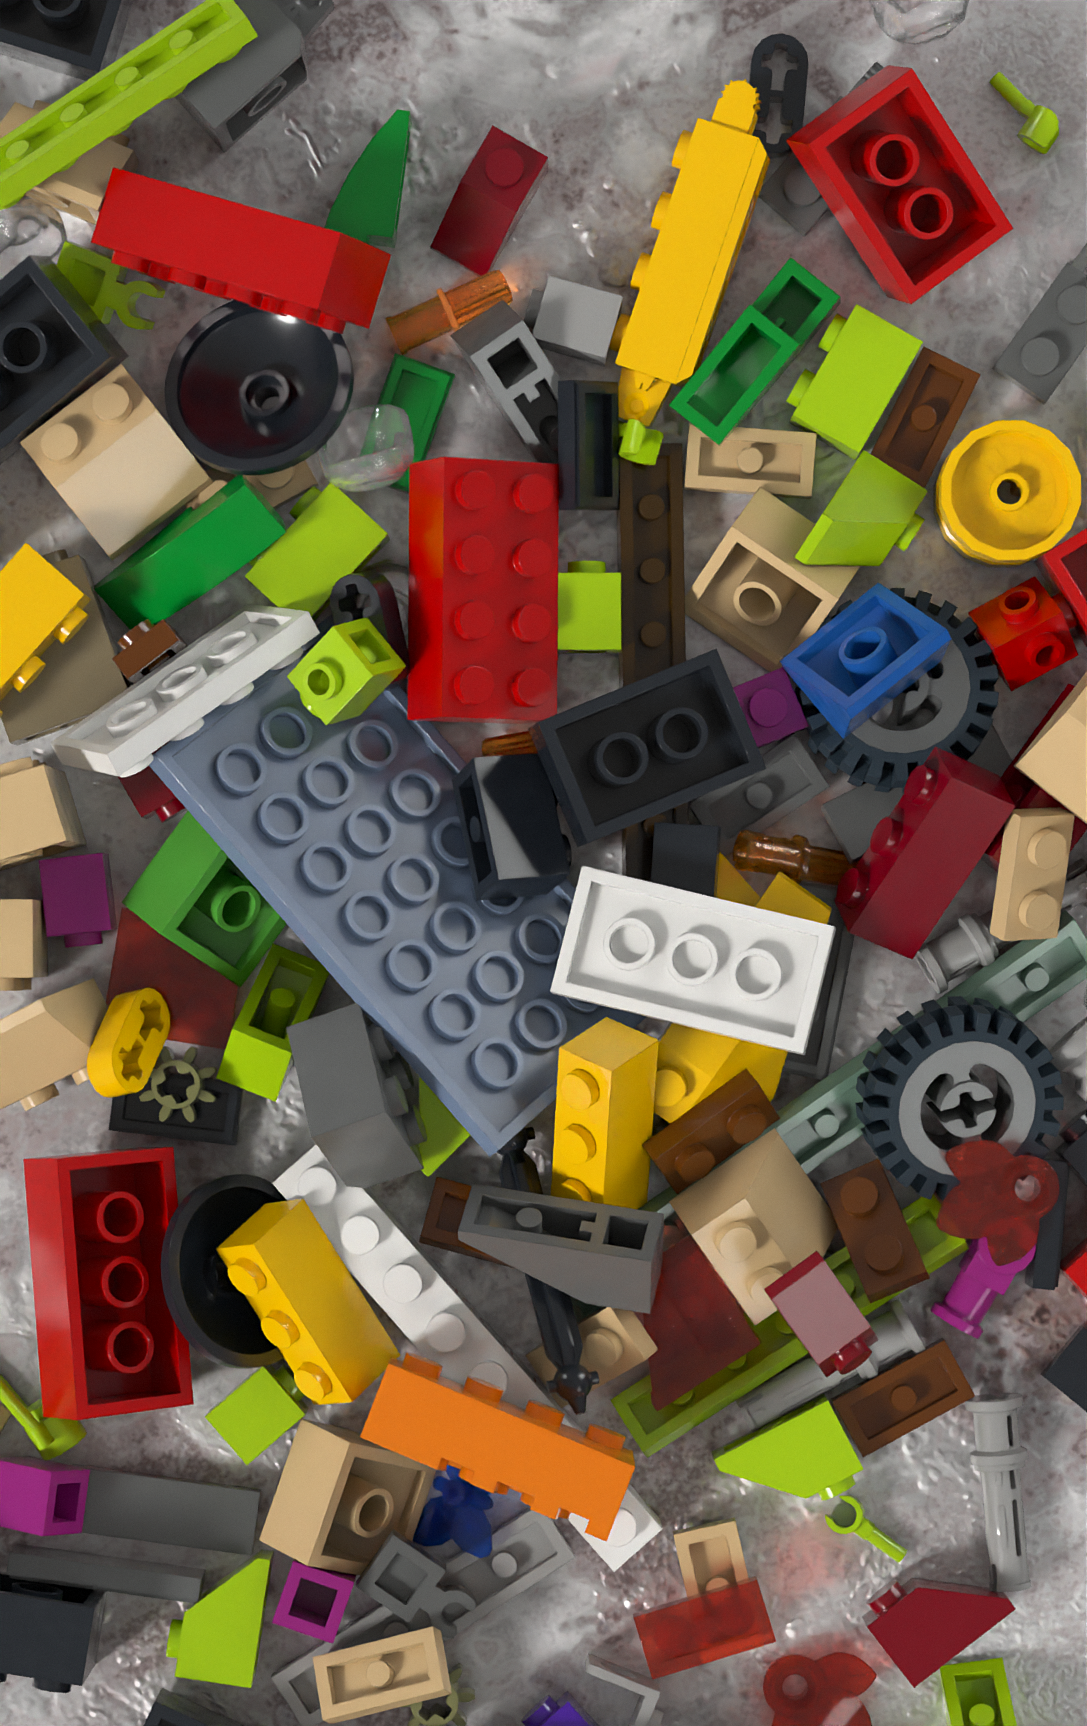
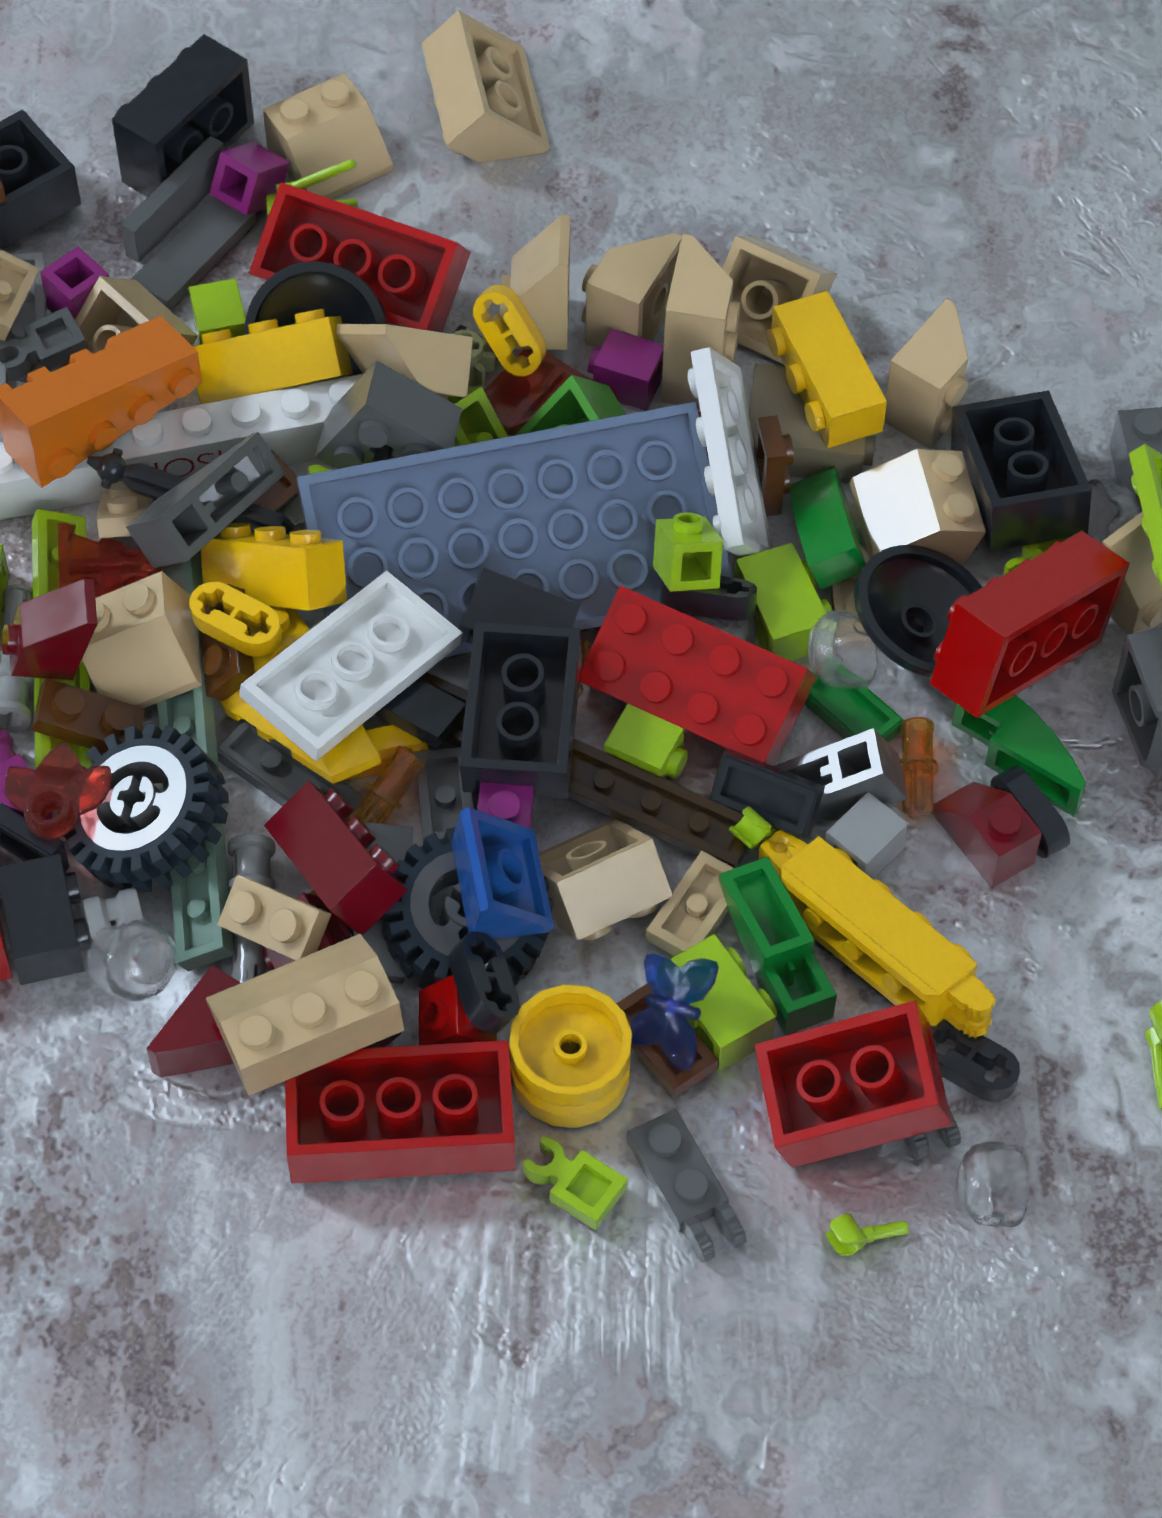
camera: 115 degrees right, 30 degrees down
(224, 1627) = (94, 229): lime slope -> none
(238, 1124) = (424, 356): none -> tan slope
(446, 164) = (1030, 797): none -> black beam
(719, 1121) = (239, 613): none -> yellow beam
(865, 517) = (608, 941): lime slope -> none
(907, 411) = (669, 1005): none -> clear blue piece
(995, 612) = (484, 982): none -> black beam

